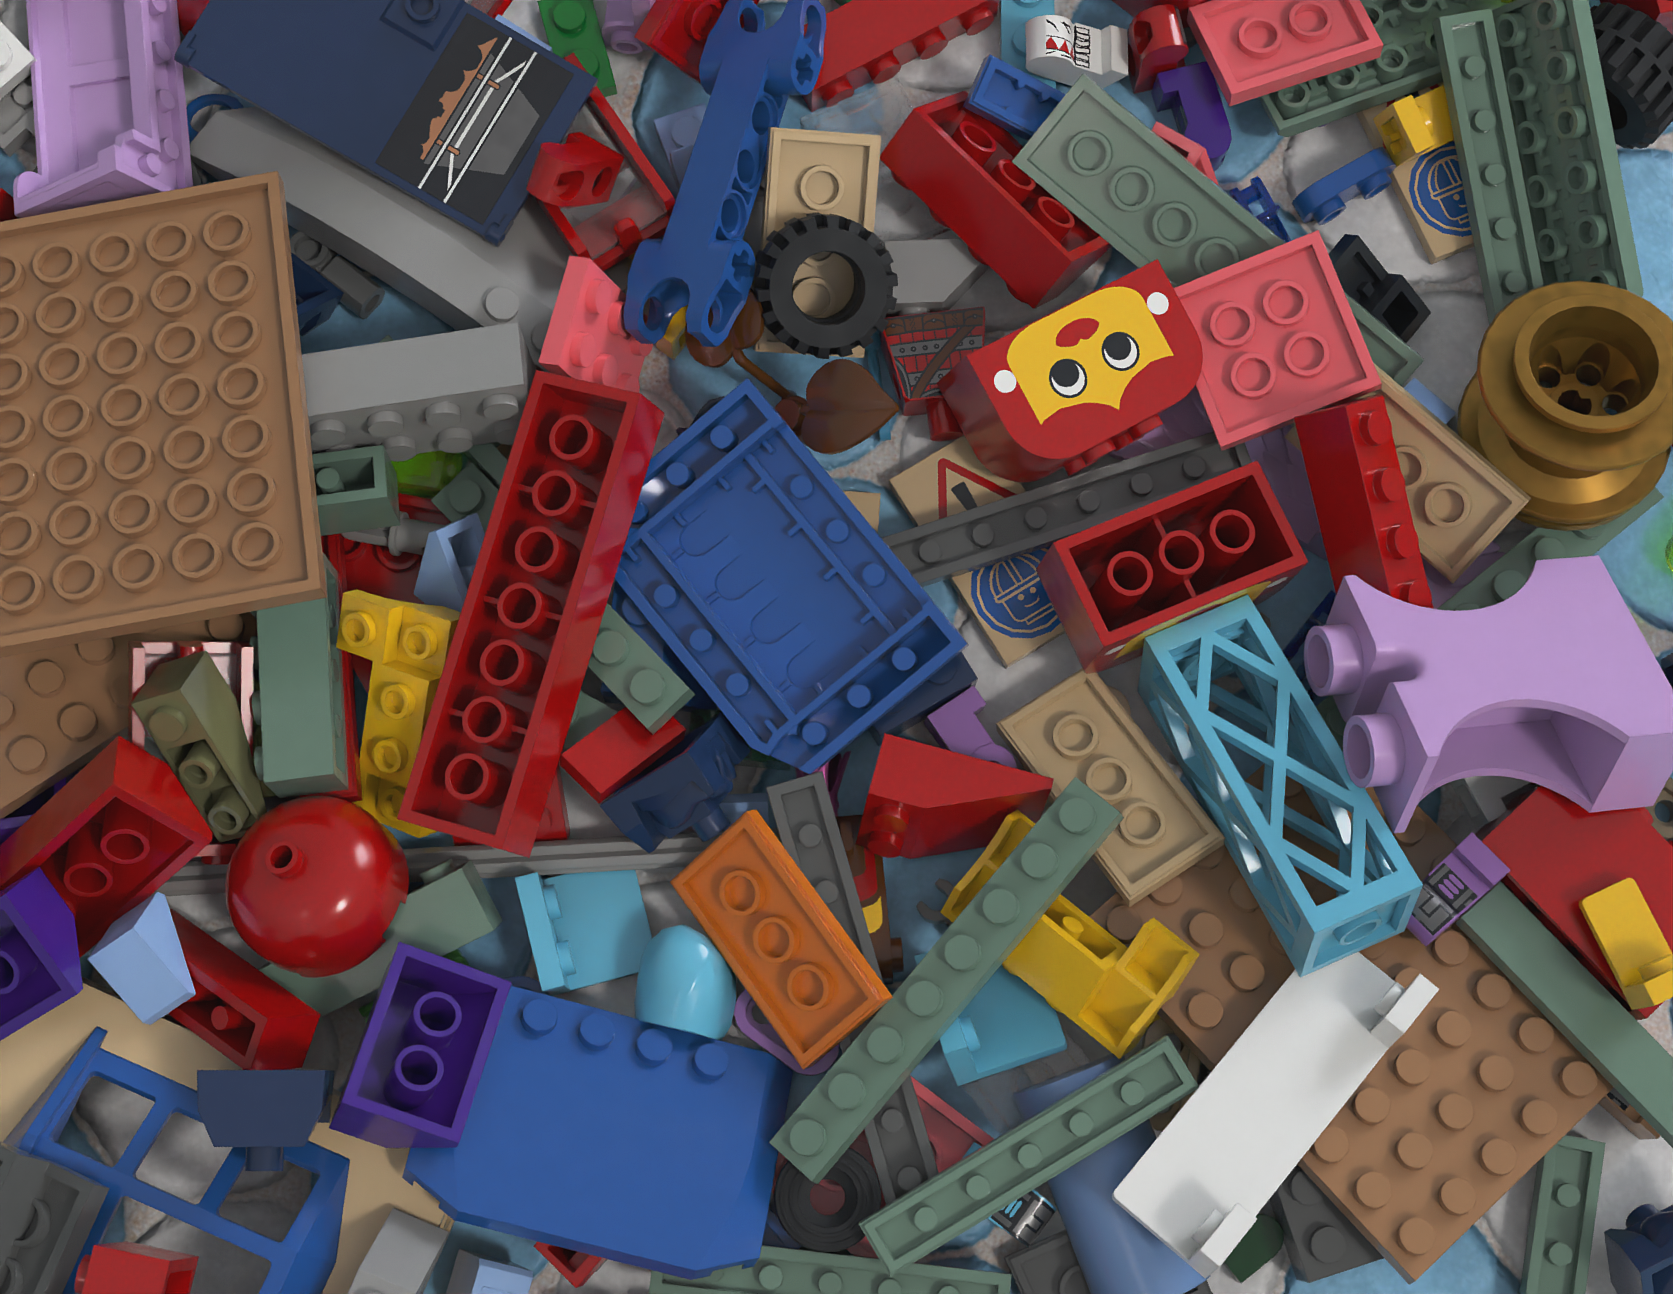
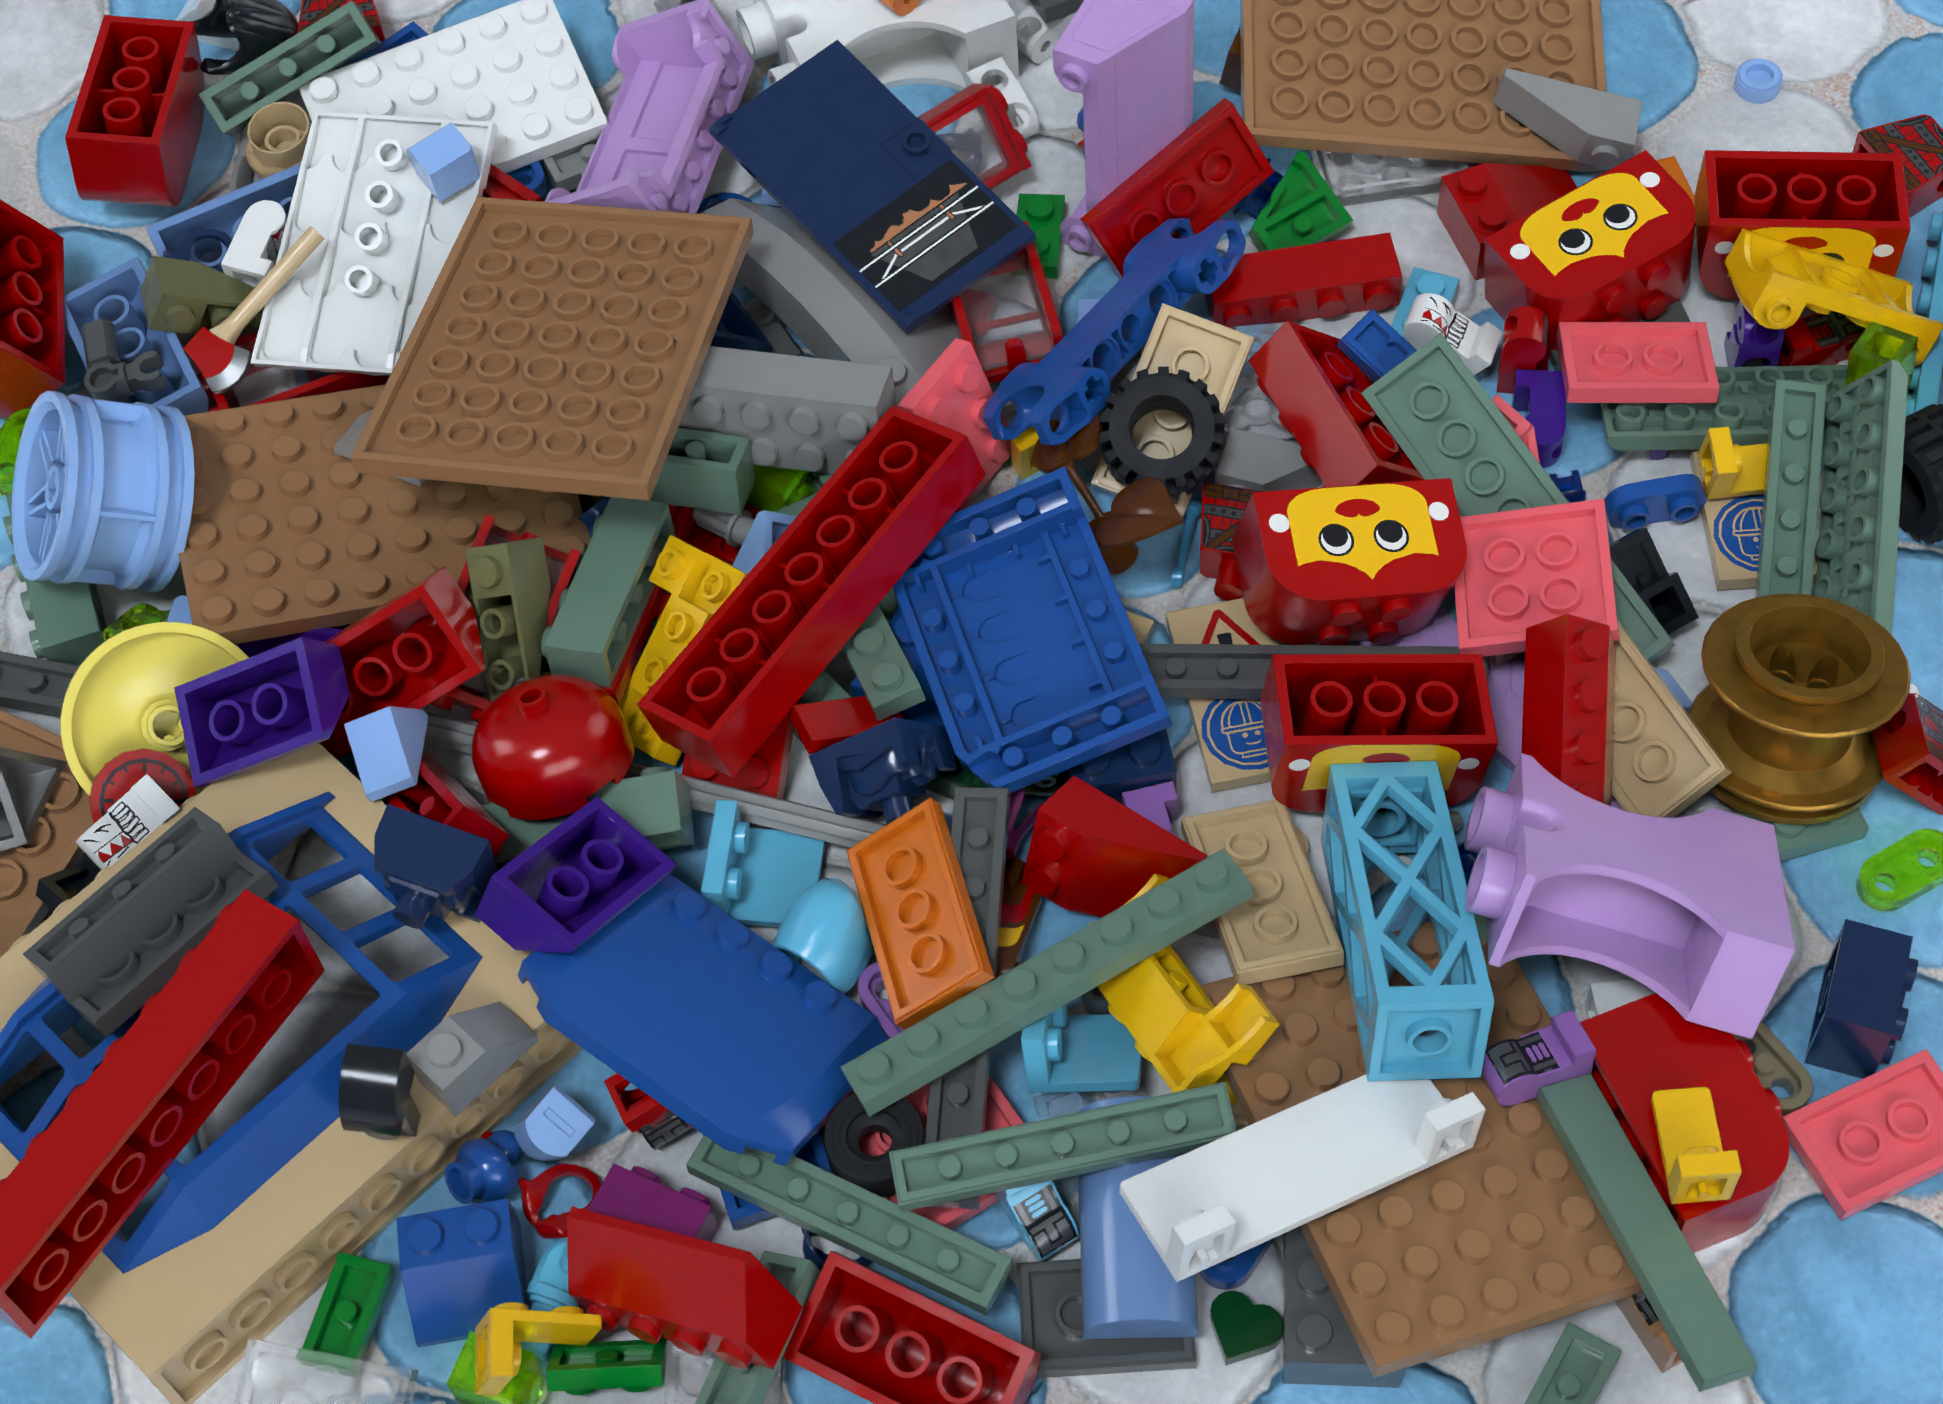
camera: 30 degrees right, 20 degrees down
(567, 172) = (985, 290): red leg -> none

